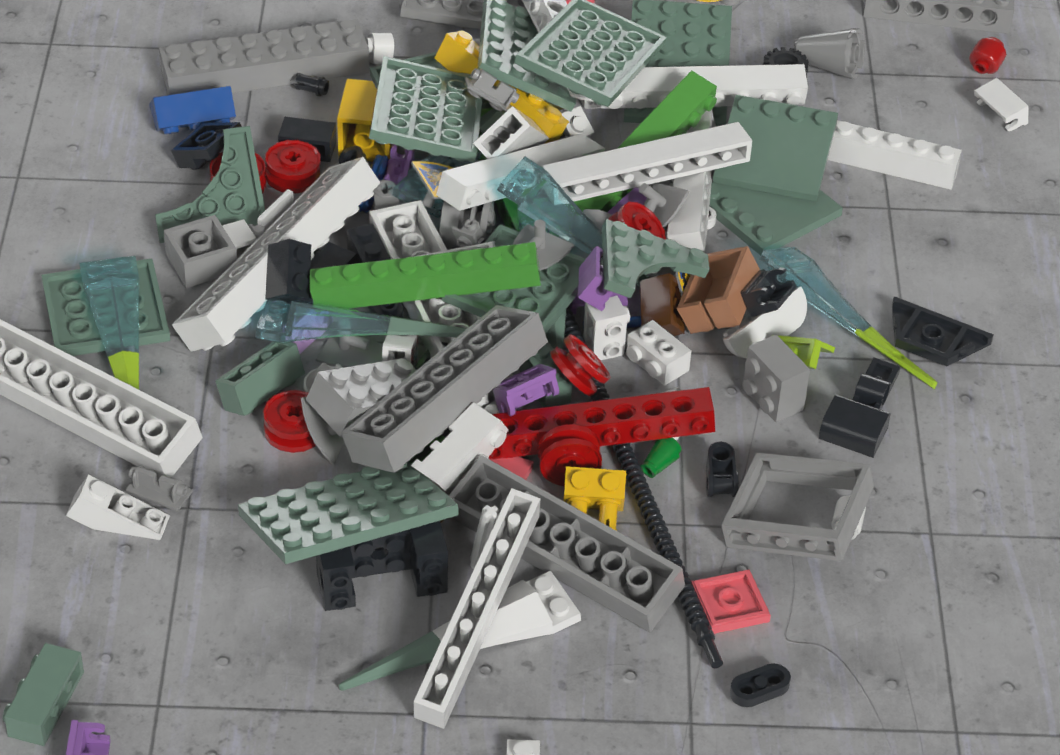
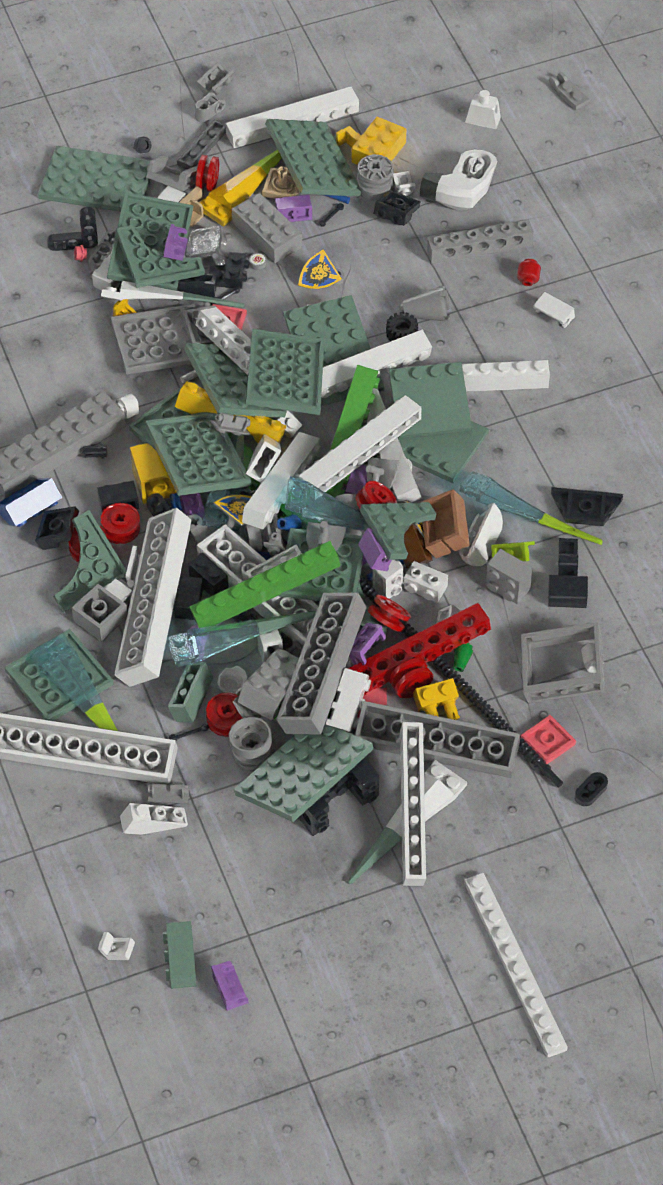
camera: 20 degrees left, 10 degrees up
(209, 428) = (204, 727): none -> black hinge
(288, 271) = (174, 612): black brick -> none
(300, 456) = (251, 742): none -> light grey wheel
(486, 523) = (391, 755): white axle -> none
(502, 217) = (288, 522): none -> blue cone
(721, 470) = (504, 656): black piece -> none
(766, 293) = (476, 516): black hinge -> none

